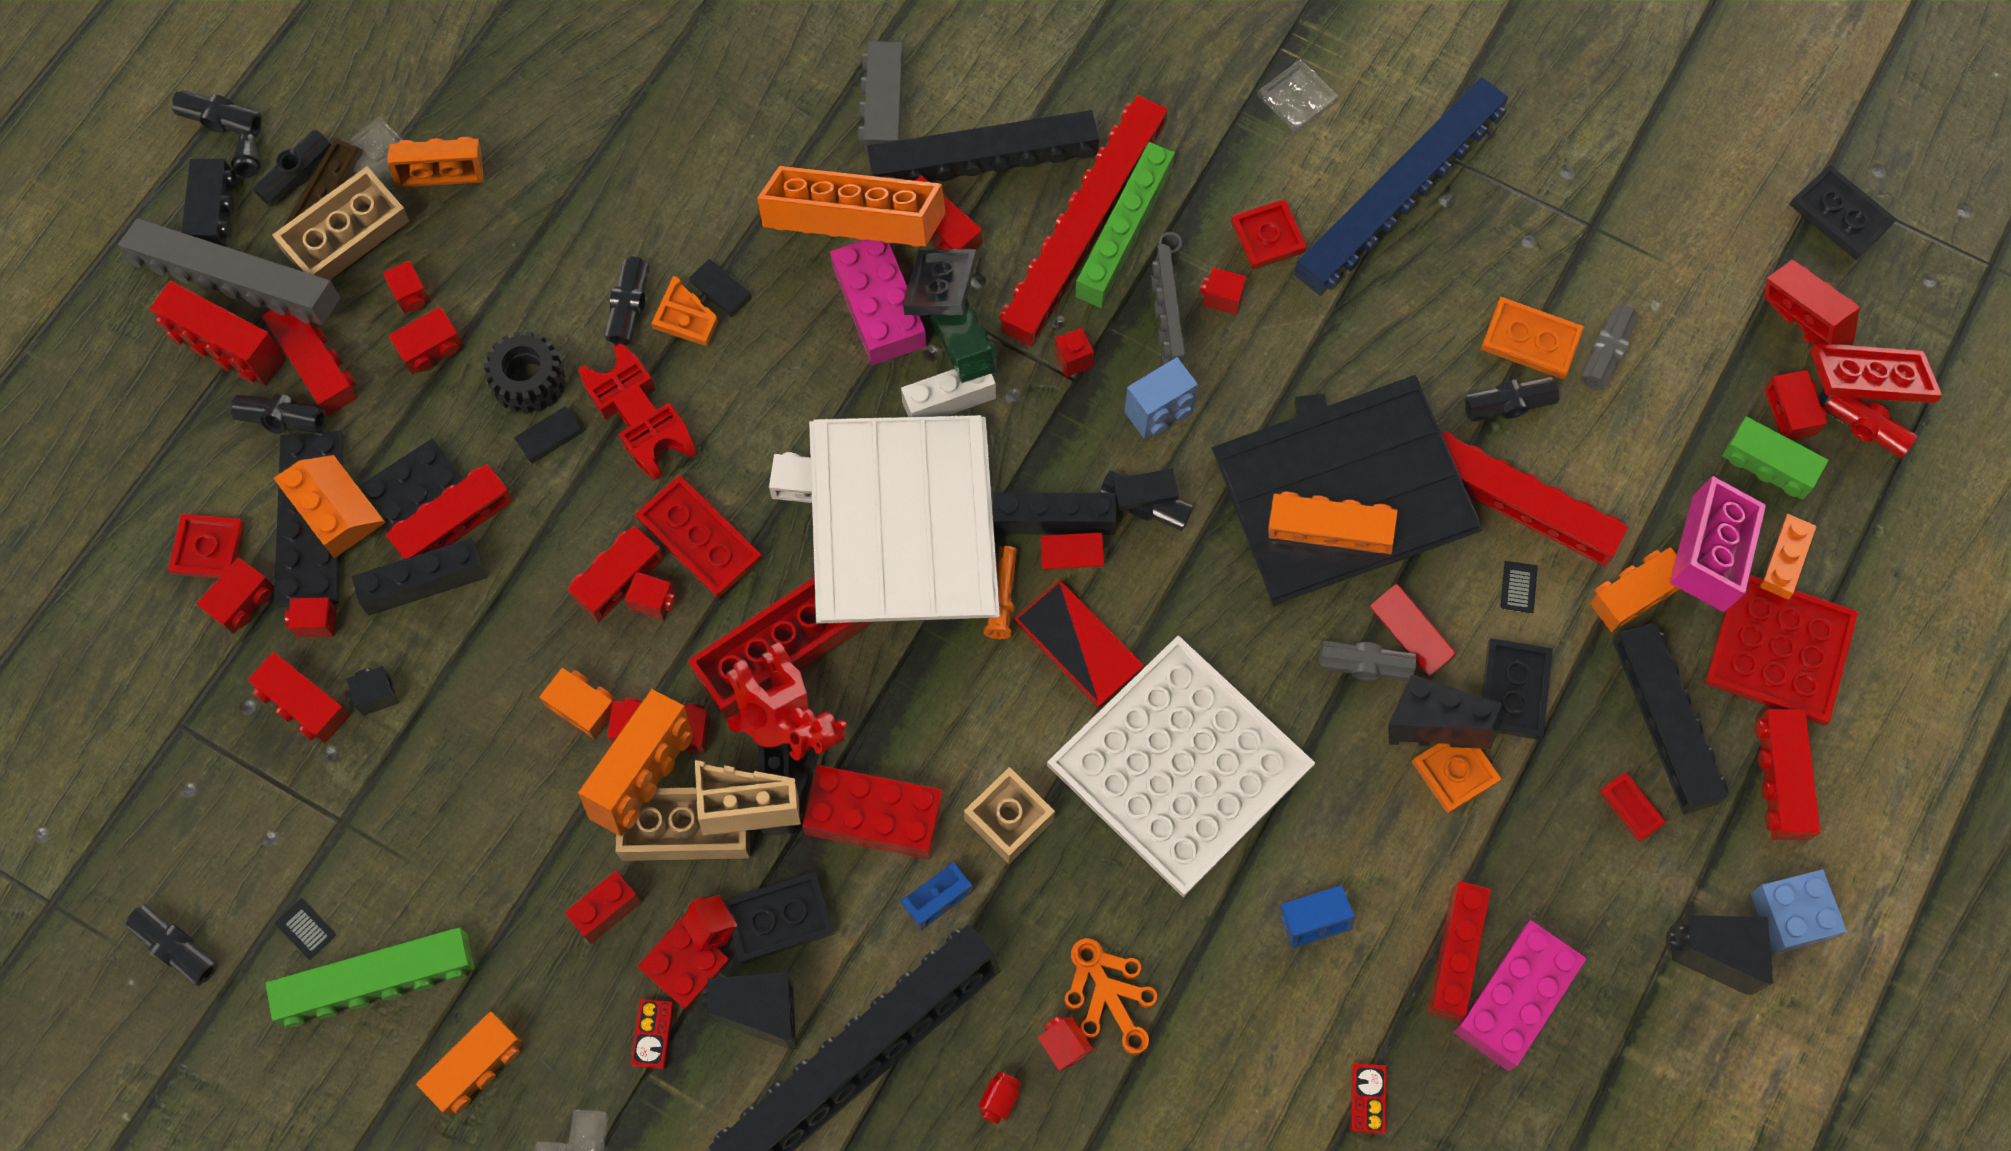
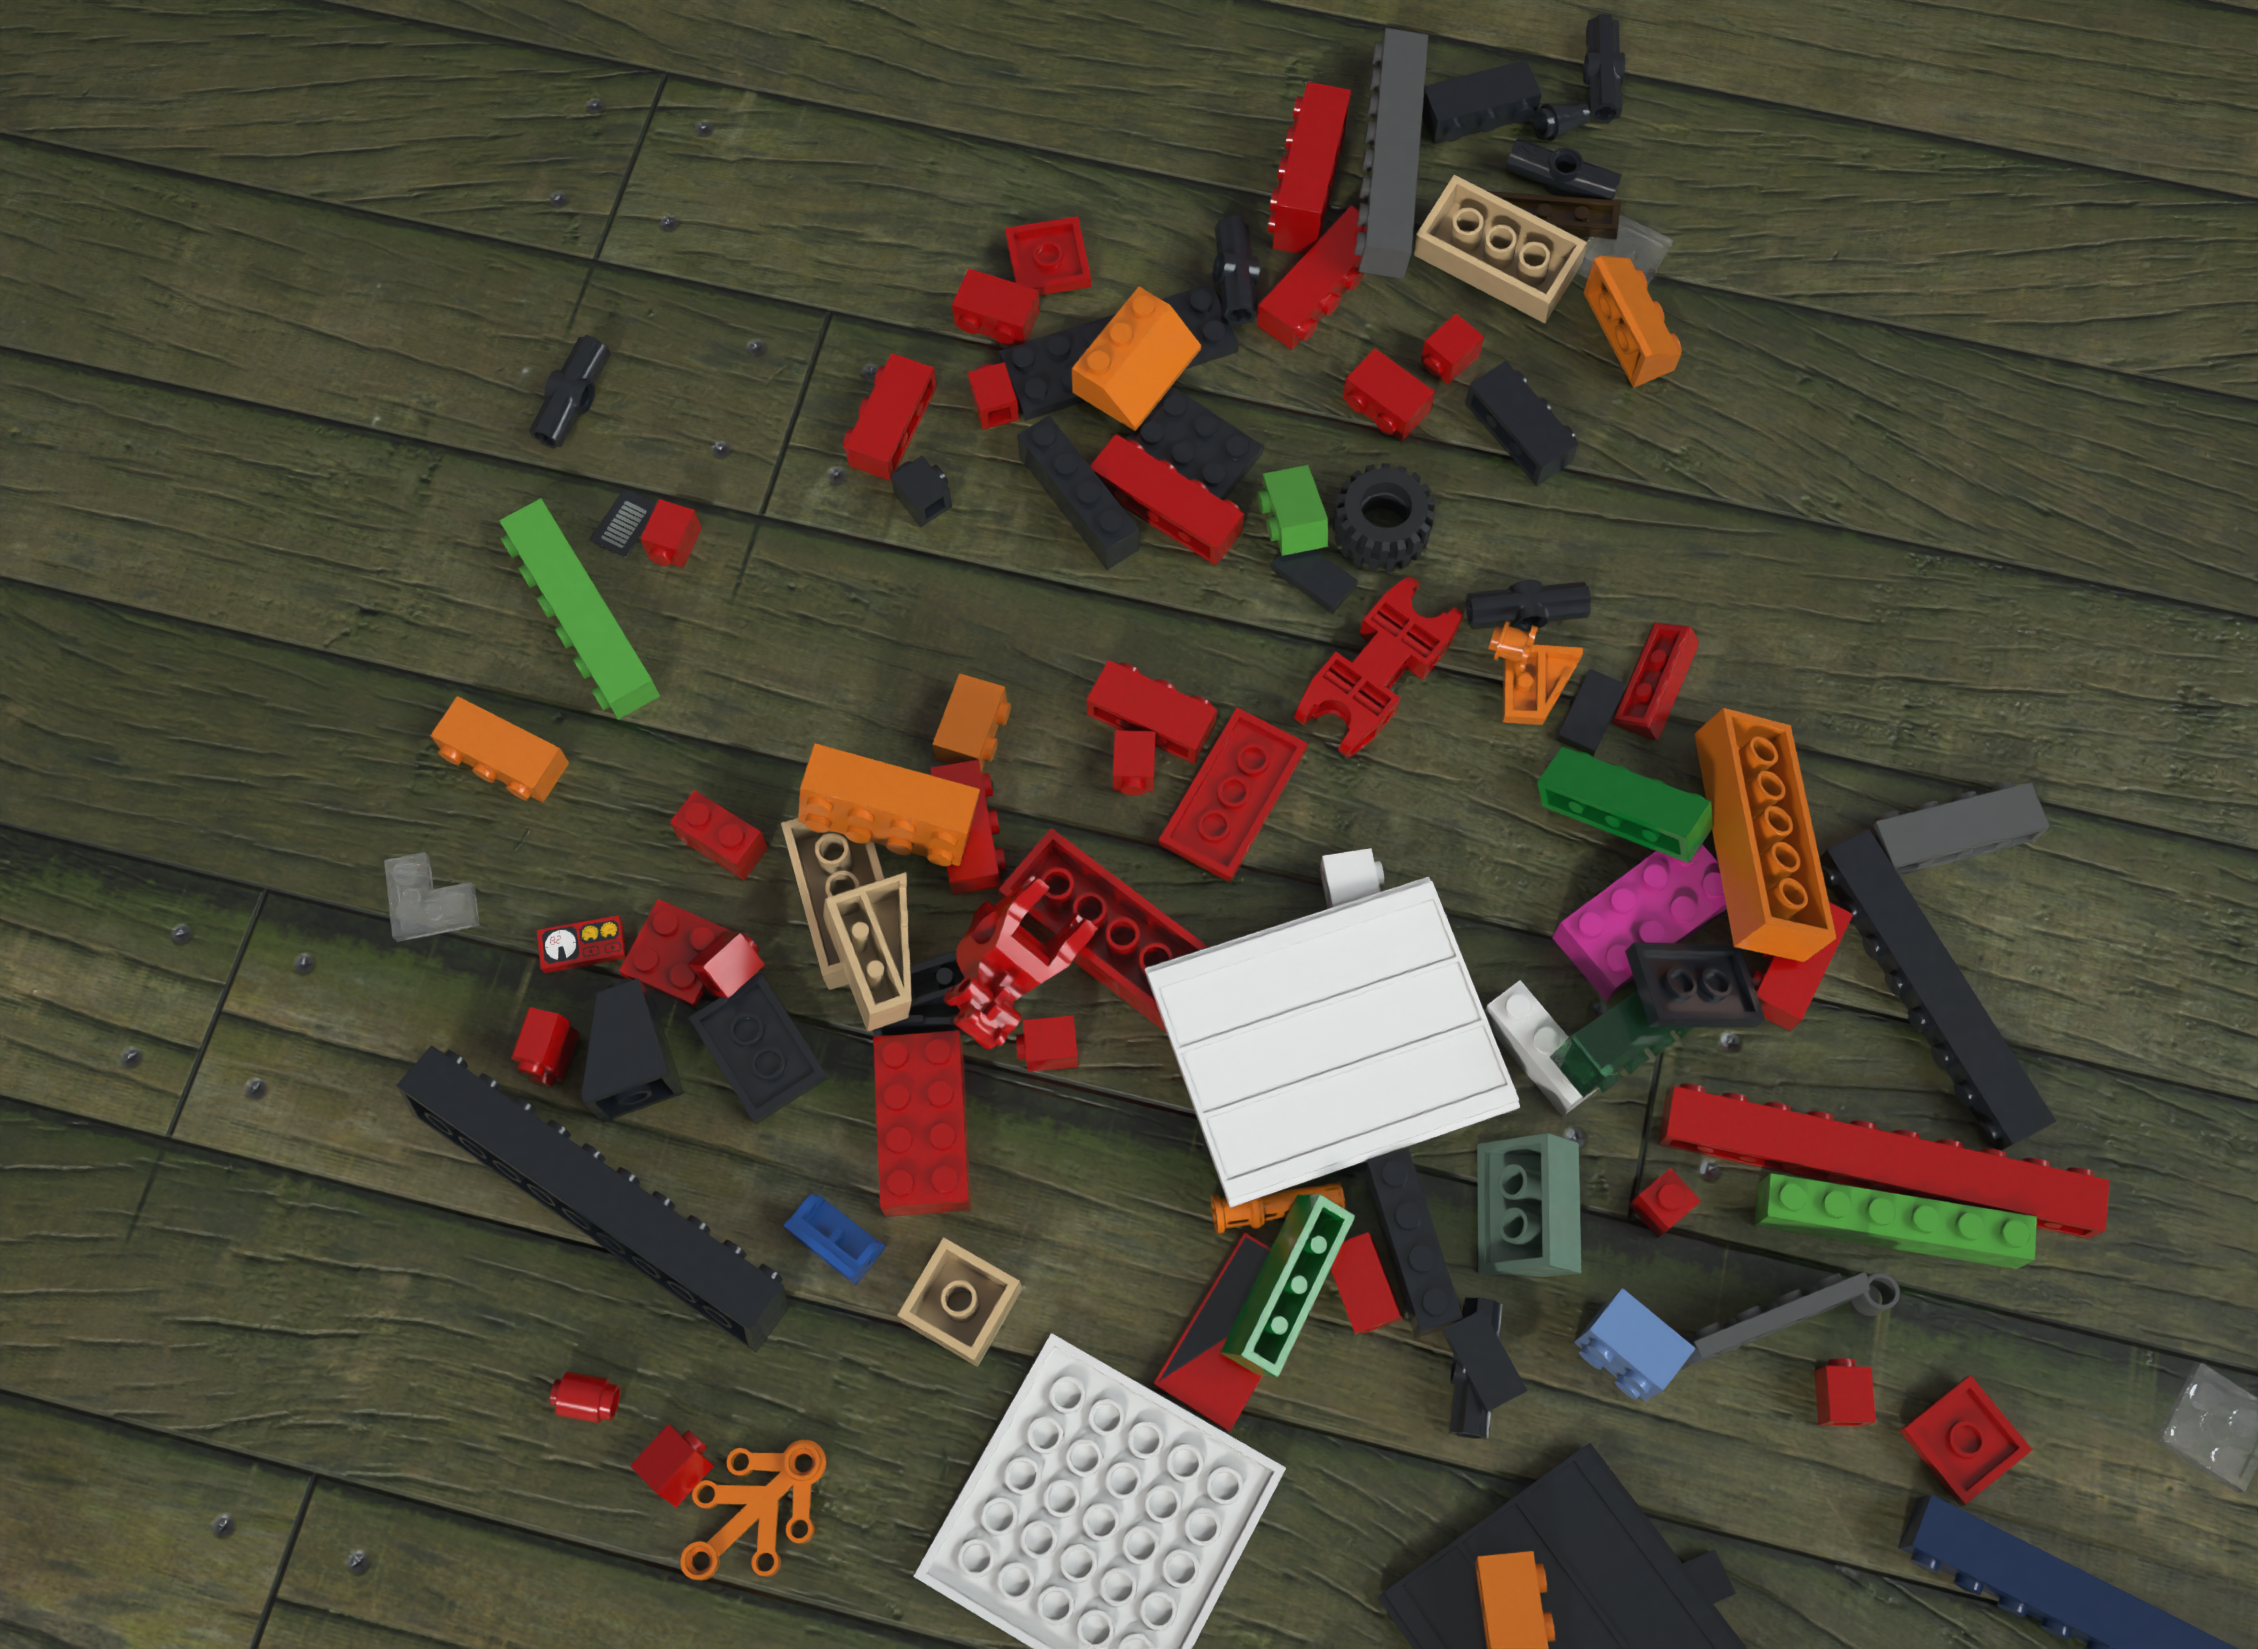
camera: 75 degrees right, 0 degrees up
(334, 890) = (670, 534): none -> red brick
(484, 260) = (1522, 422): none -> black brick
(495, 429) = (1294, 510): none -> bright green brick
(657, 316) = (1513, 644): none -> orange brick
(710, 240) = (1656, 680): none -> red slope
(731, 1070) = (545, 1047): none -> red brick
(799, 283) = (1626, 804): none -> green brick
(844, 705) = (1048, 1043): none -> red brick
(1051, 435) = (1529, 1207): none -> sand green slope
(1061, 594) = (1287, 1284): none -> green brick

